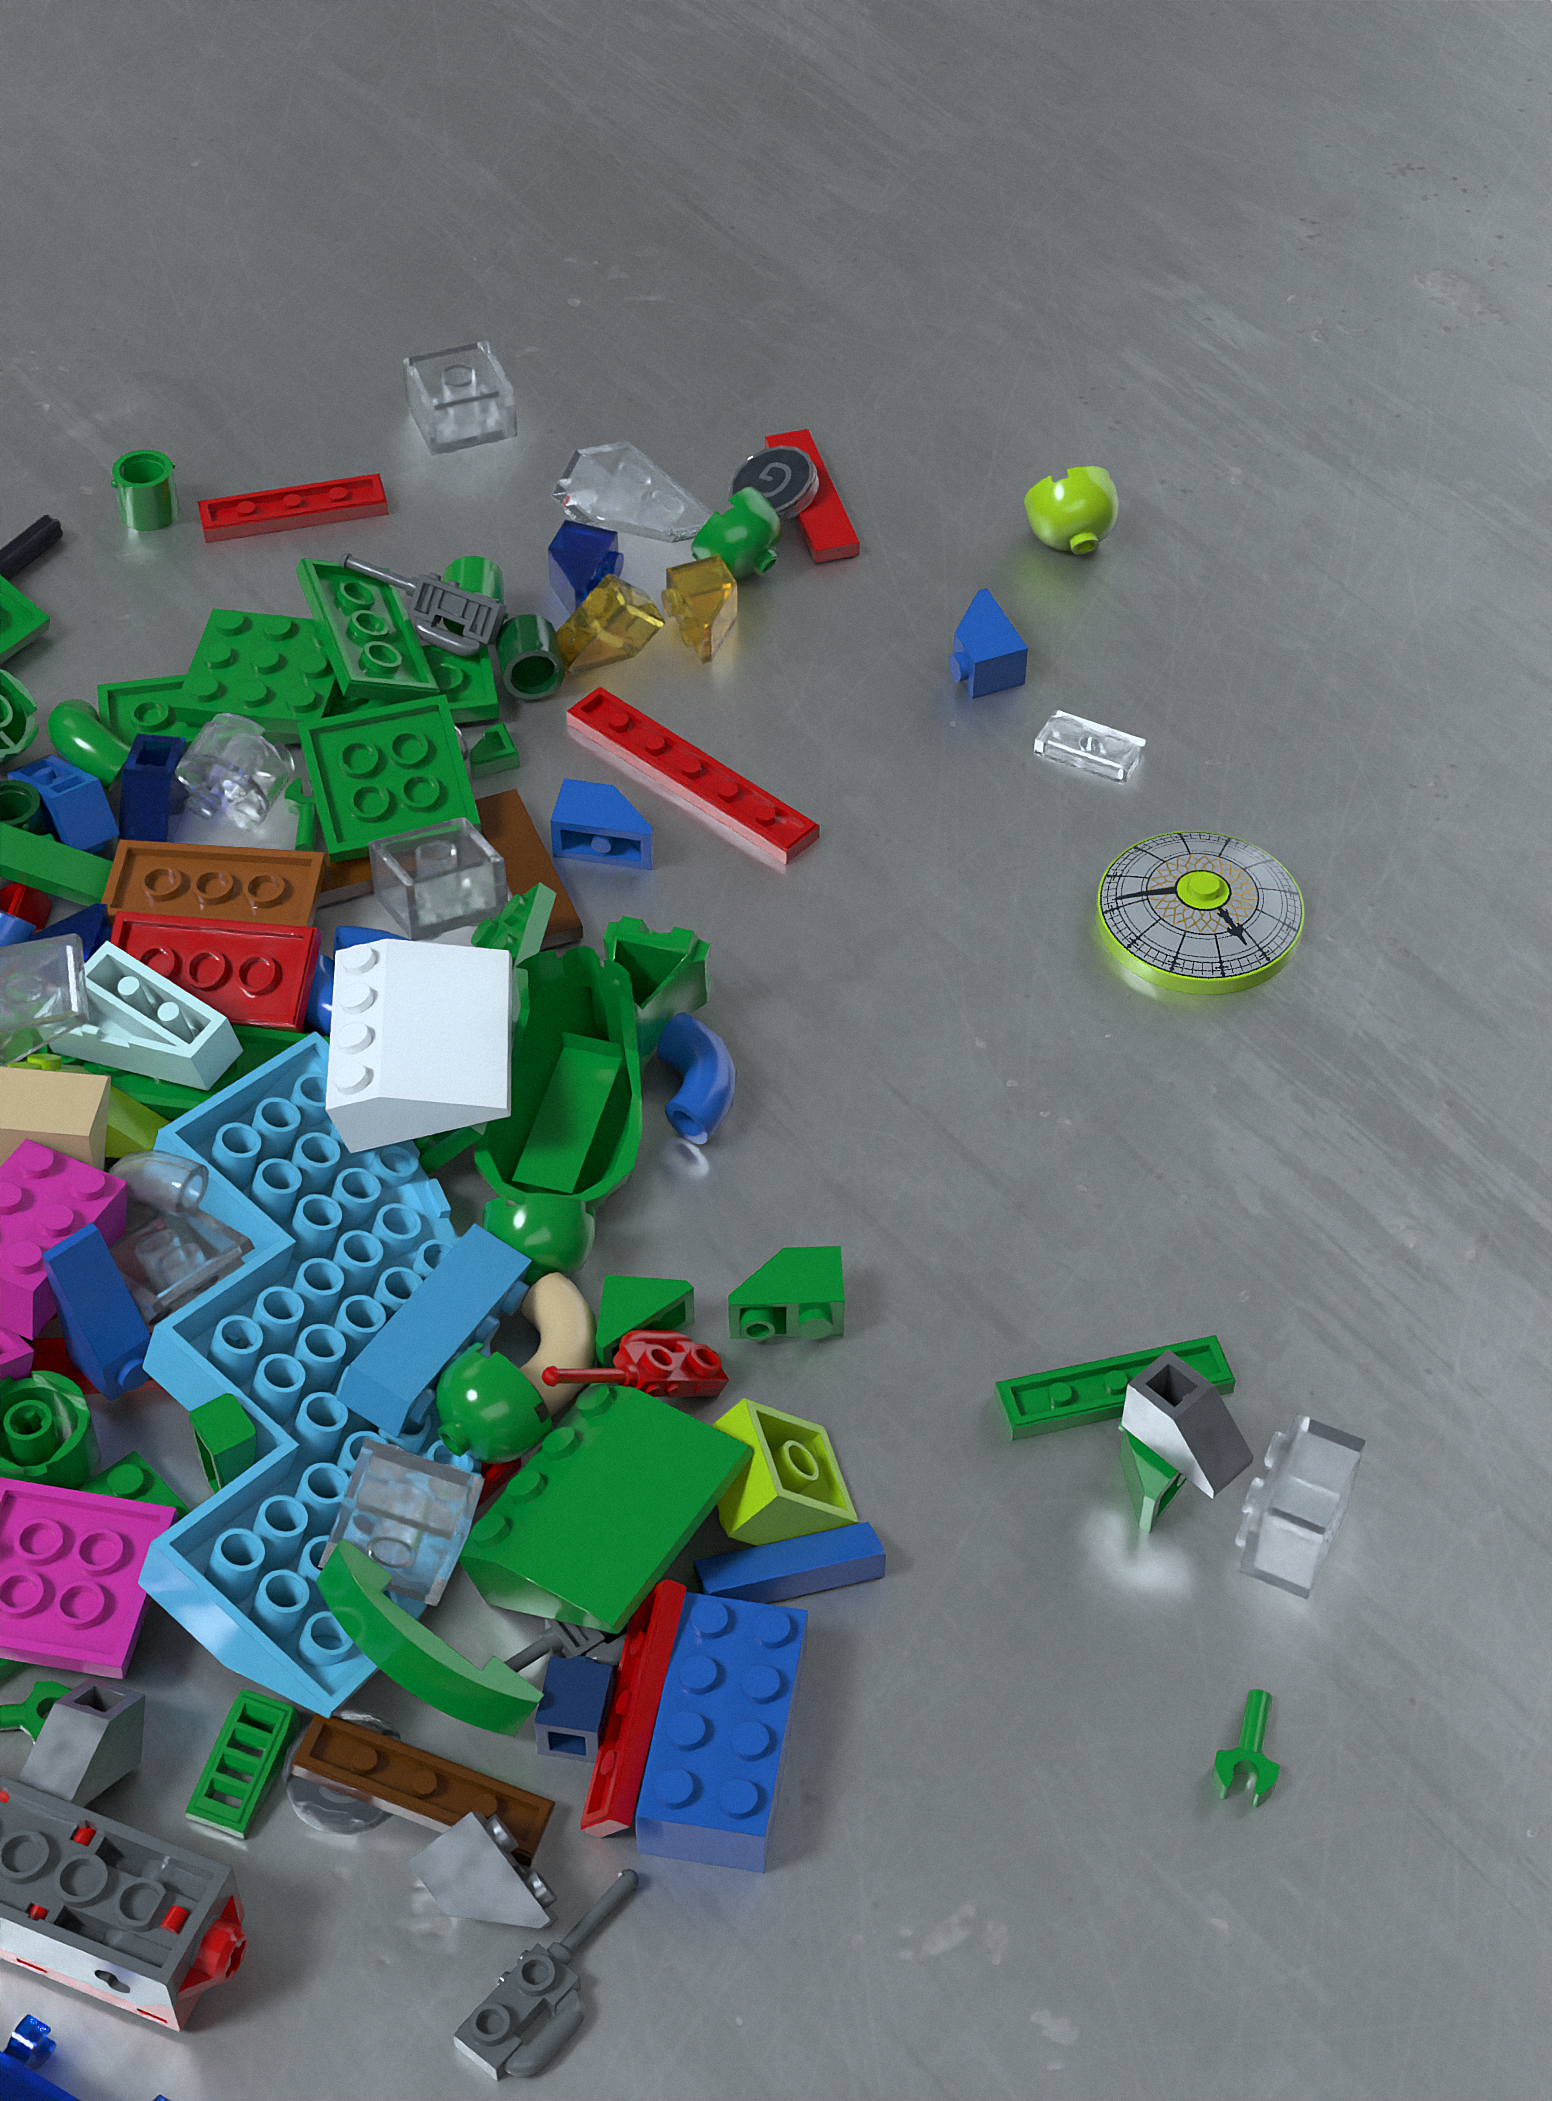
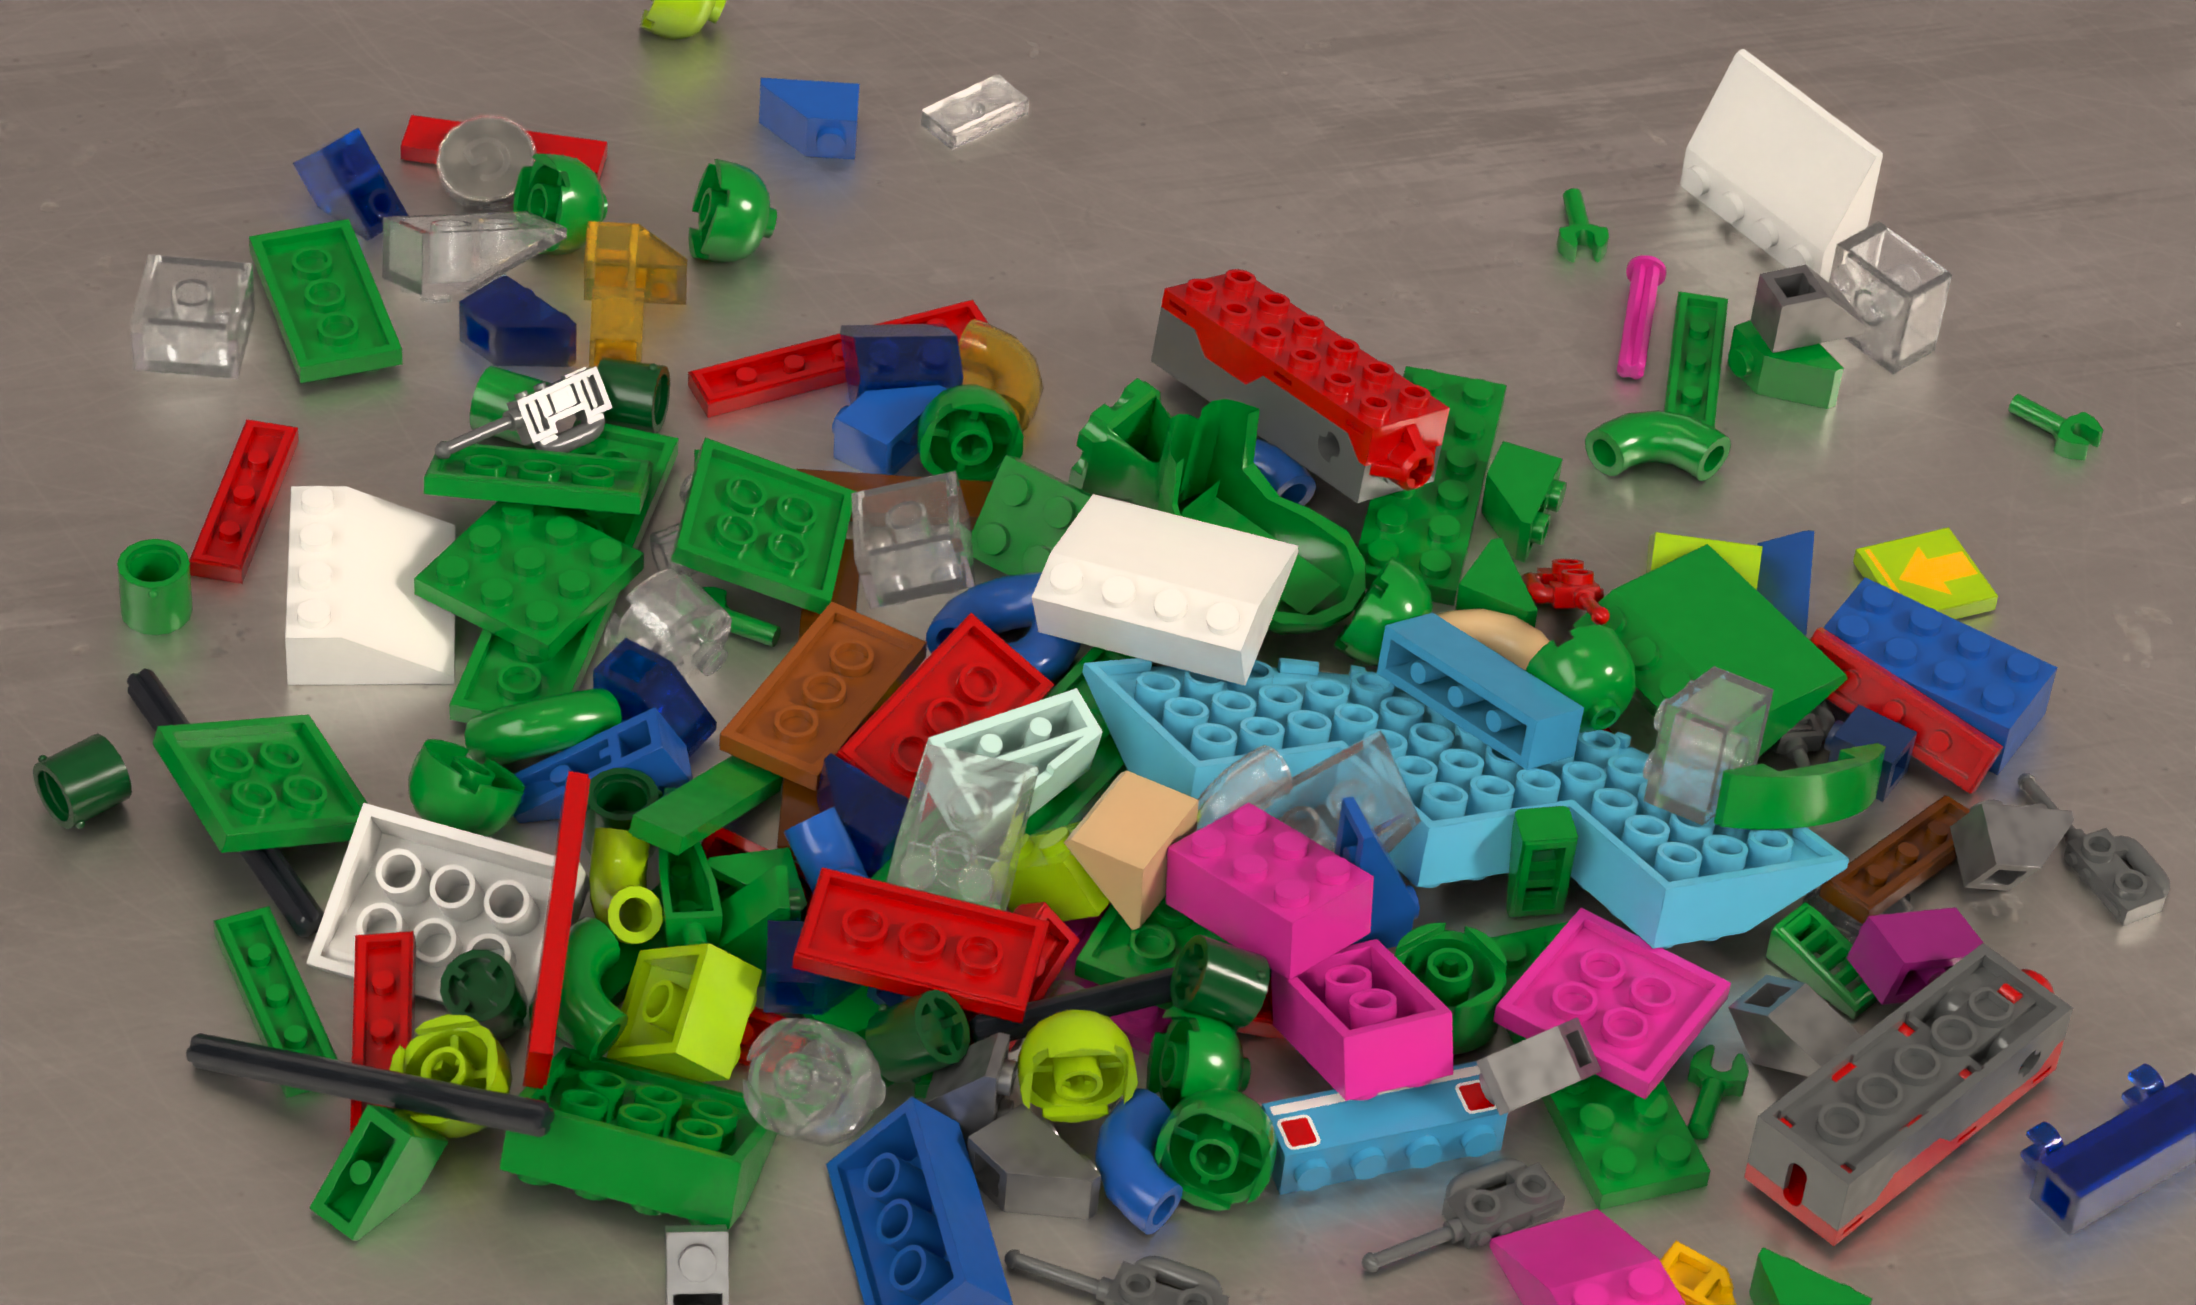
camera: 70 degrees left, 5 degrees down
(169, 588) = (354, 595): none -> white slope
(263, 1834) = (1910, 950): none -> magenta brick
(522, 472) = (325, 301): none -> green plate
(606, 869) = (968, 433): none -> green cylinder
(682, 799) = (899, 357): none -> clear blue slope
(688, 425) = (350, 184): none -> clear blue slope
(726, 878) = (1005, 365): none -> clear yellow cylinder
(732, 1229) = (1435, 522): none -> green plate
(794, 1063) = (1314, 389): none -> red piece
(801, 634) = (731, 213): none -> green cylinder
(903, 1691) = (1930, 571): none -> lime tile
(960, 1381) = (1660, 439): none -> green cylinder
(1149, 1314) = (1645, 276): none -> dark pink axle
(1199, 912) = (1216, 128): dish -> none
(1260, 1230) = (1579, 230): none -> green bar
(1417, 1350) = (1780, 167): none -> white slope

